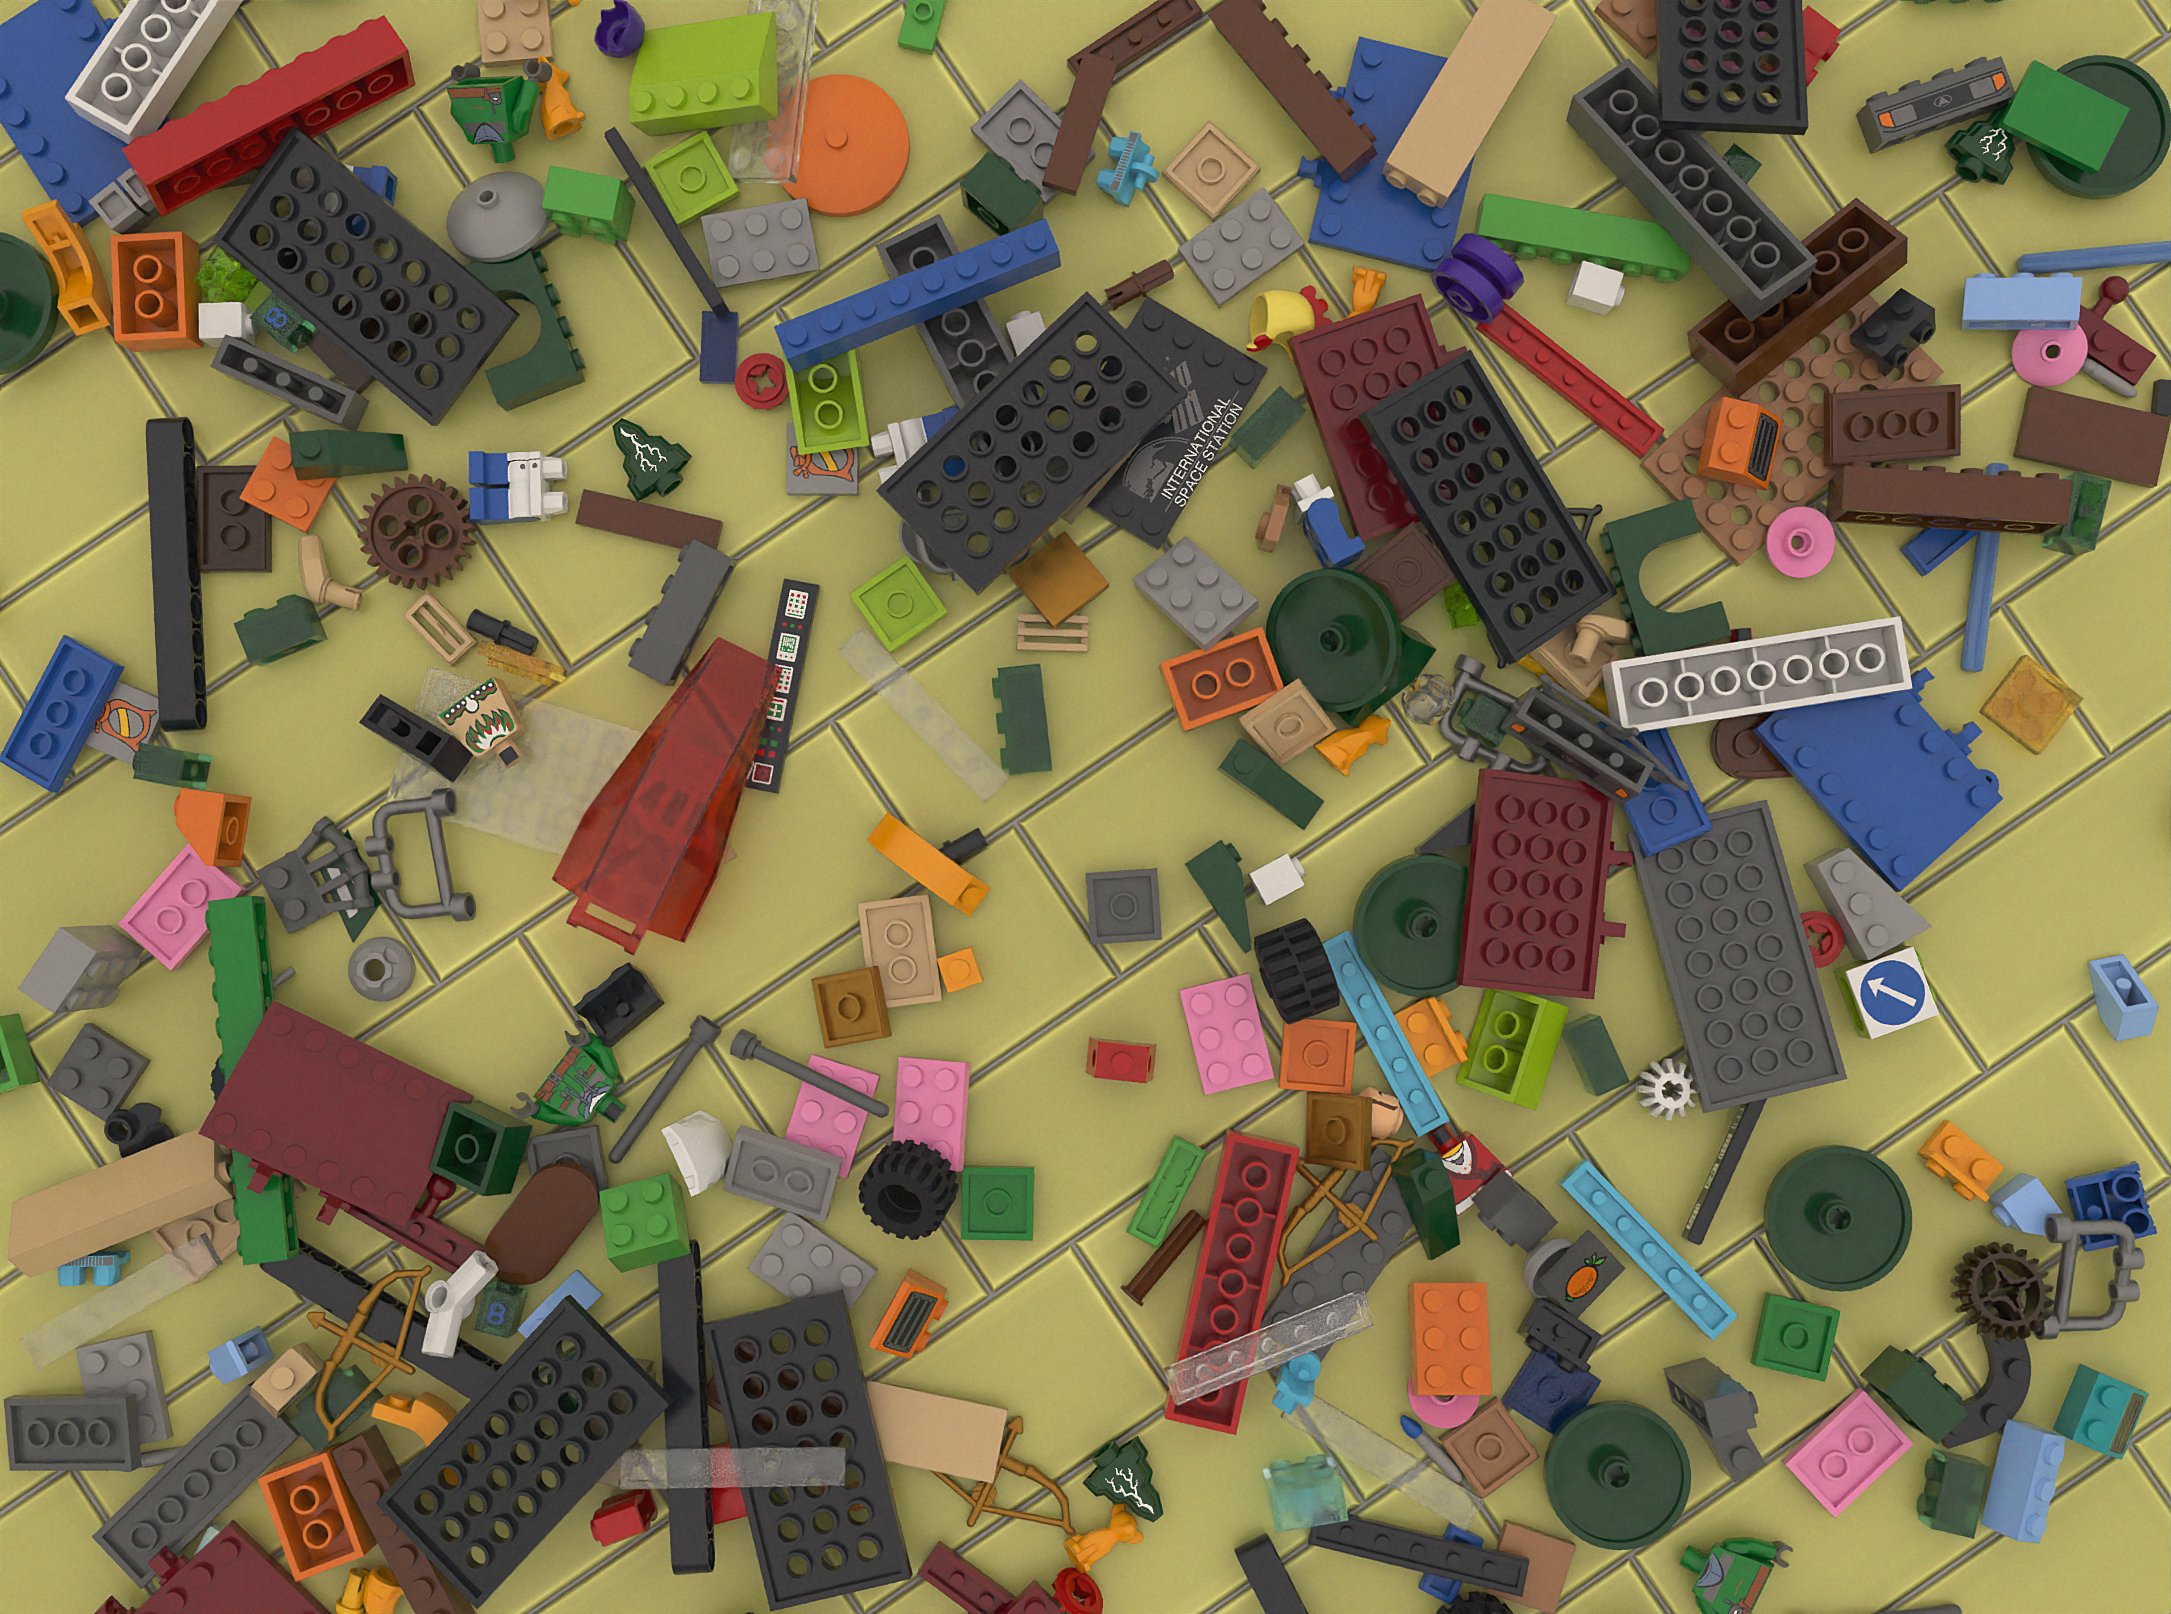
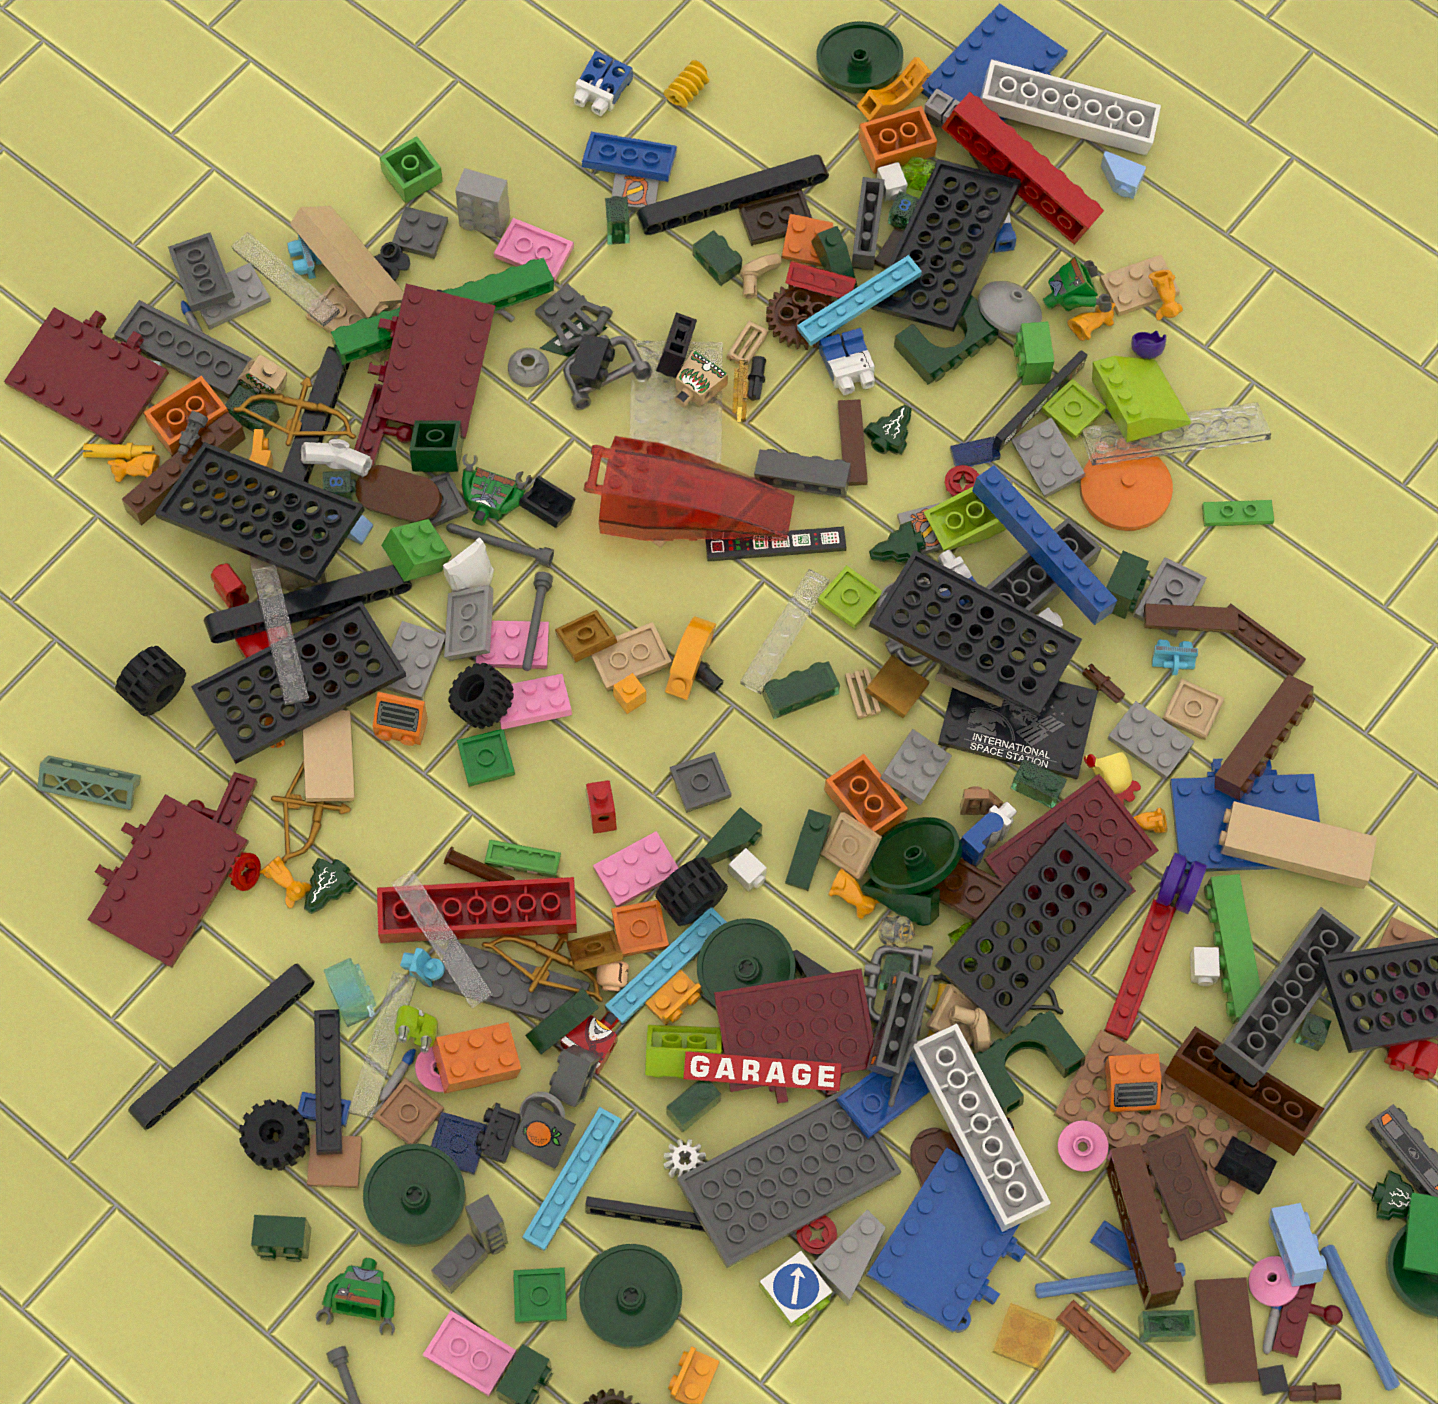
camera: 70 degrees right, 20 degrees down
(213, 824) = (589, 251): orange slope -> none
(240, 1355) = (271, 346): light blue slope -> none
(358, 1523) = (190, 435): none -> dark grey piece
(372, 487) = (819, 280): none -> red plate
(408, 874) = (592, 361): none -> black brick
(424, 438) = (859, 300): none -> medium azure plate
(844, 504) = (899, 545): none -> dark green rock
(1380, 1410) = (420, 1027): none -> lime piece
(1584, 950) = (762, 1071): none -> red sticker
(2050, 614) = (1093, 1336): none -> dark orange tile

